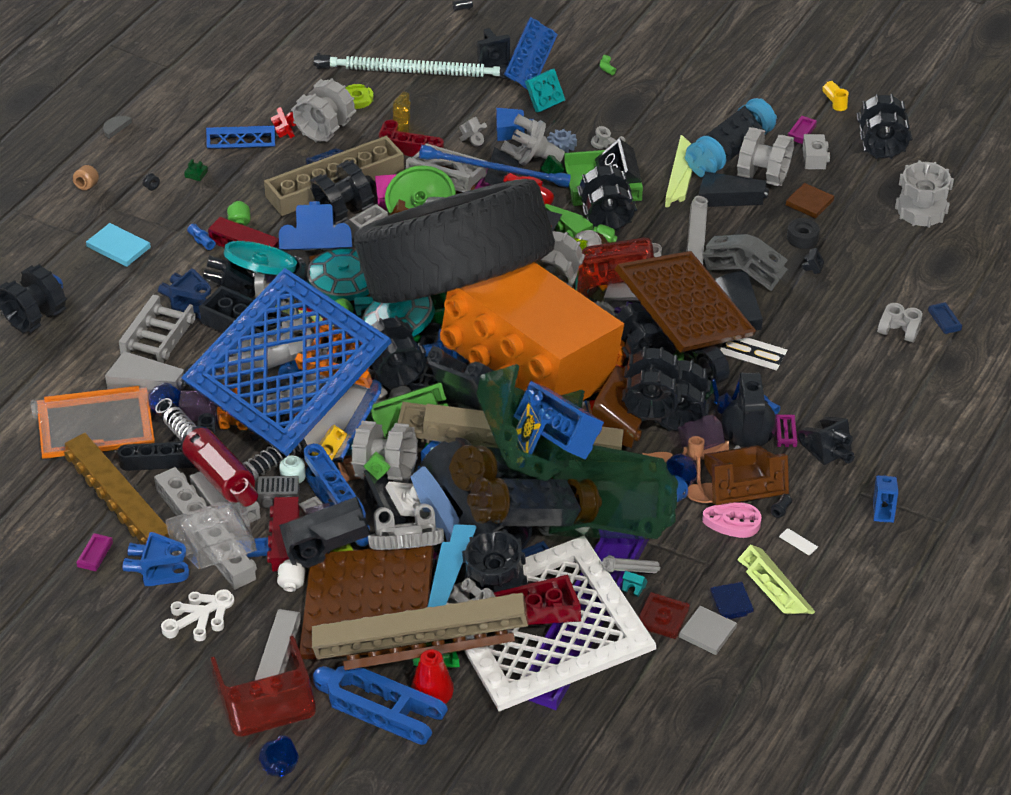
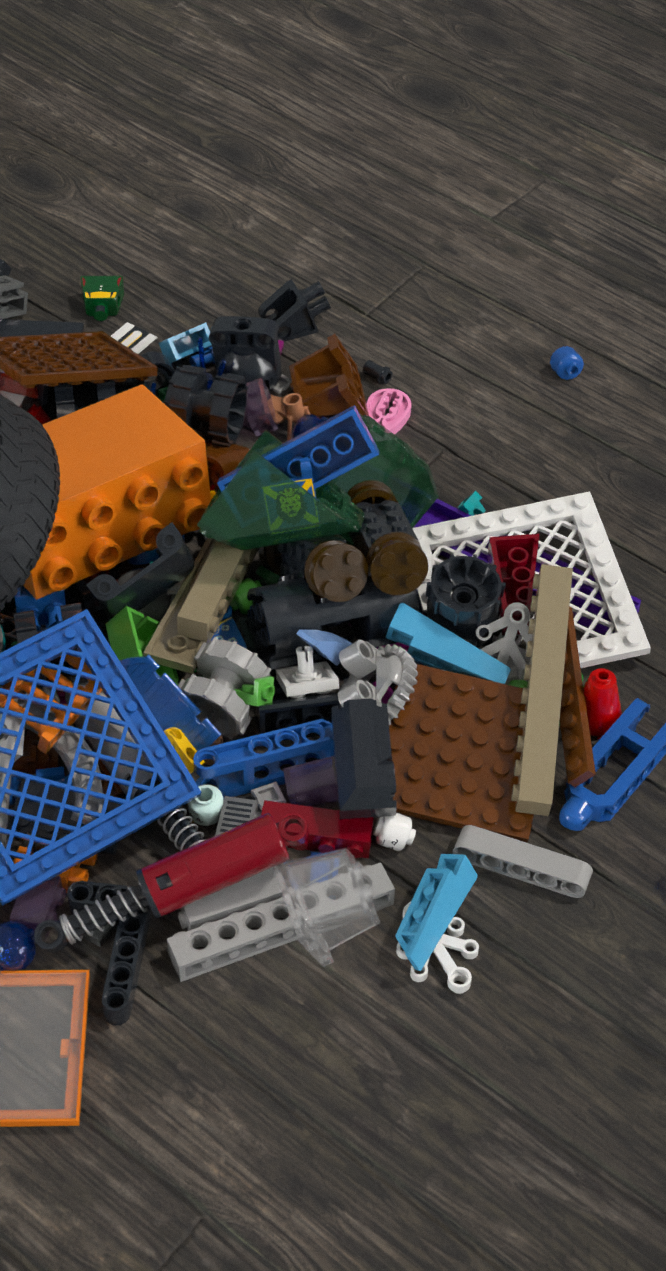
camera: 80 degrees left, 5 degrees up
(94, 552) = (290, 1067): magenta tile -> none
(113, 488) = (191, 1020): pearl gold brick -> none
(157, 562) = (341, 976): blue piece -> none
(224, 603) = (434, 906): none -> dark azure wedge
(269, 700) = (608, 876): clear red windscreen -> none
(610, 564) = (459, 507): light grey axle -> none
(664, 615) = (515, 491): clear red tile -> none
(707, 630) = (545, 465): light grey tile -> none
(732, 600) = (506, 437): clear blue piece -> none
(771, 386) = (185, 343): none -> dark azure piece
(773, 582) = (487, 400): yellowish green wedge -> none
(798, 541) = (426, 373): white sticker -> none
(804, 326) = (102, 295): none -> dark green torso
(840, 629) = (566, 363): none -> blue head
(887, 491) = (392, 289): blue torso -> none
(896, 316) = (119, 225): light grey piece -> none
(945, 318) = (124, 195): dark blue tile -> none

